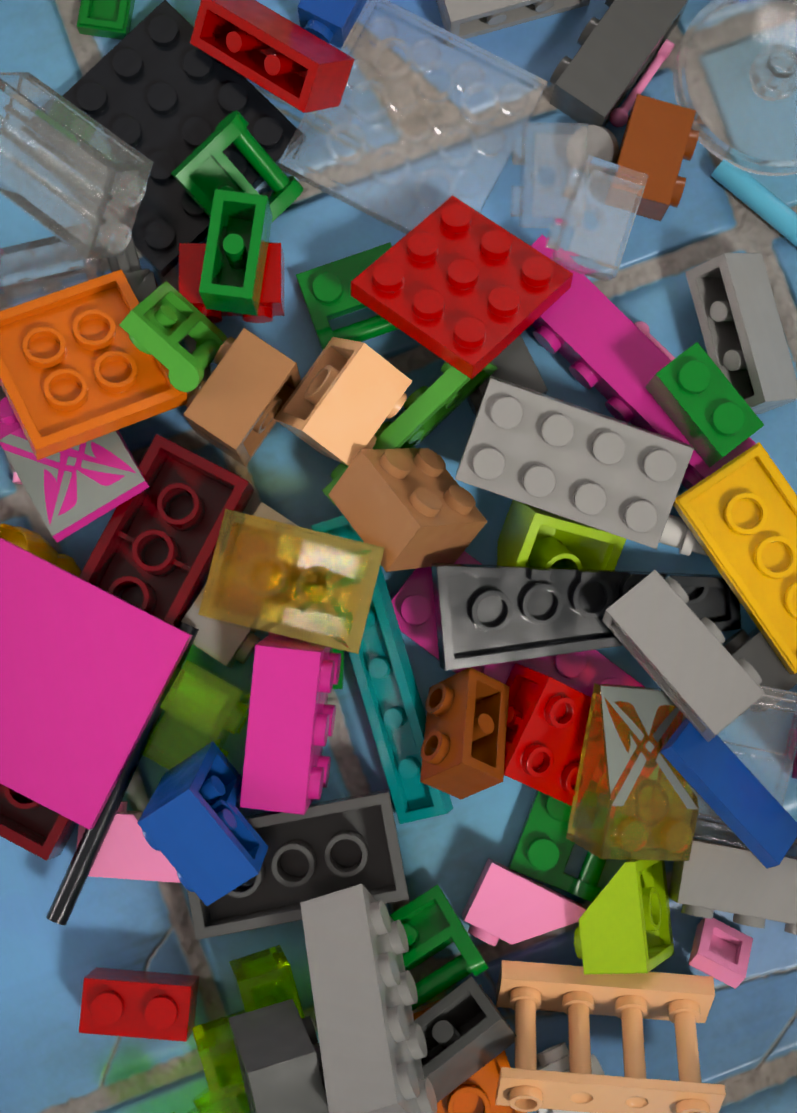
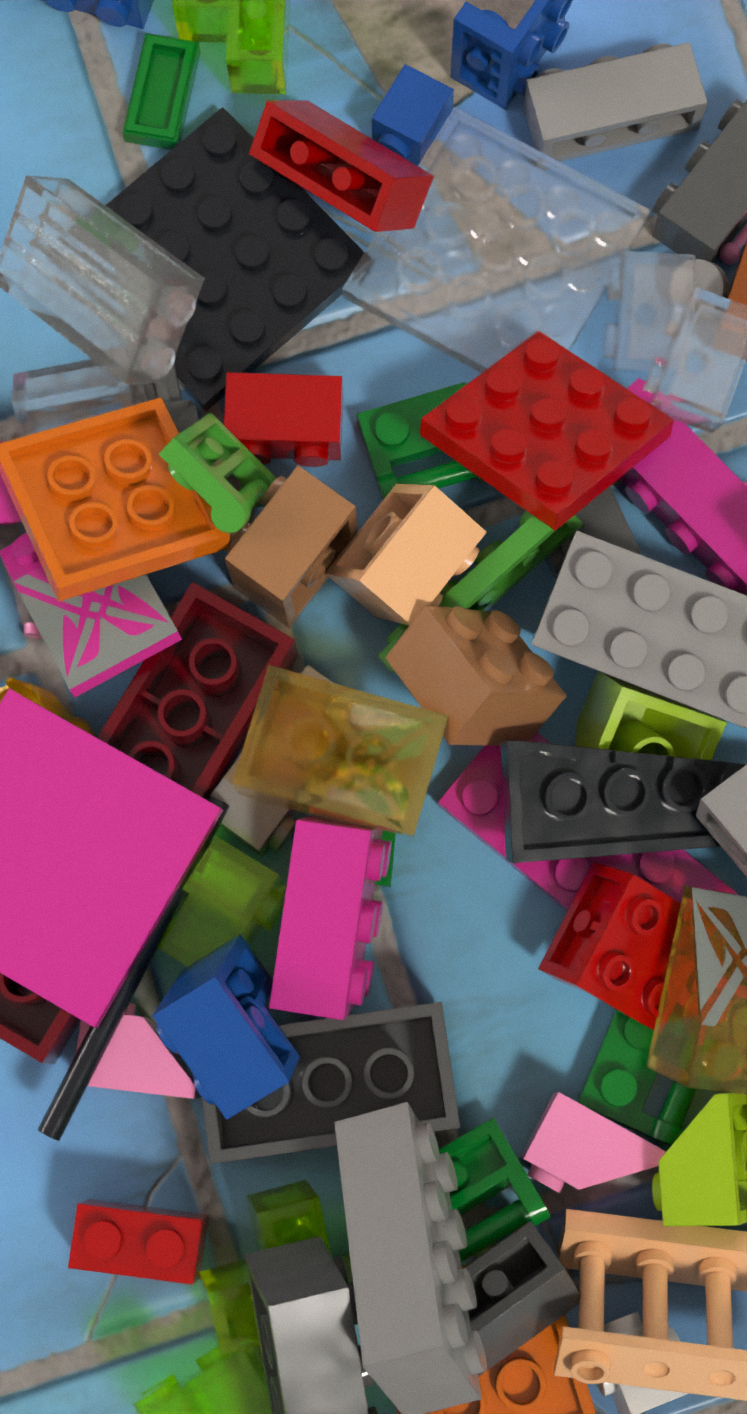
camera: 10 degrees right, 5 degrees down
(211, 169) = (282, 318): green plate -> none
(236, 252) = (292, 382): green brick -> none
(392, 700) = (452, 909): teal plate -> none
(465, 734) = (532, 939): dark orange brick -> none

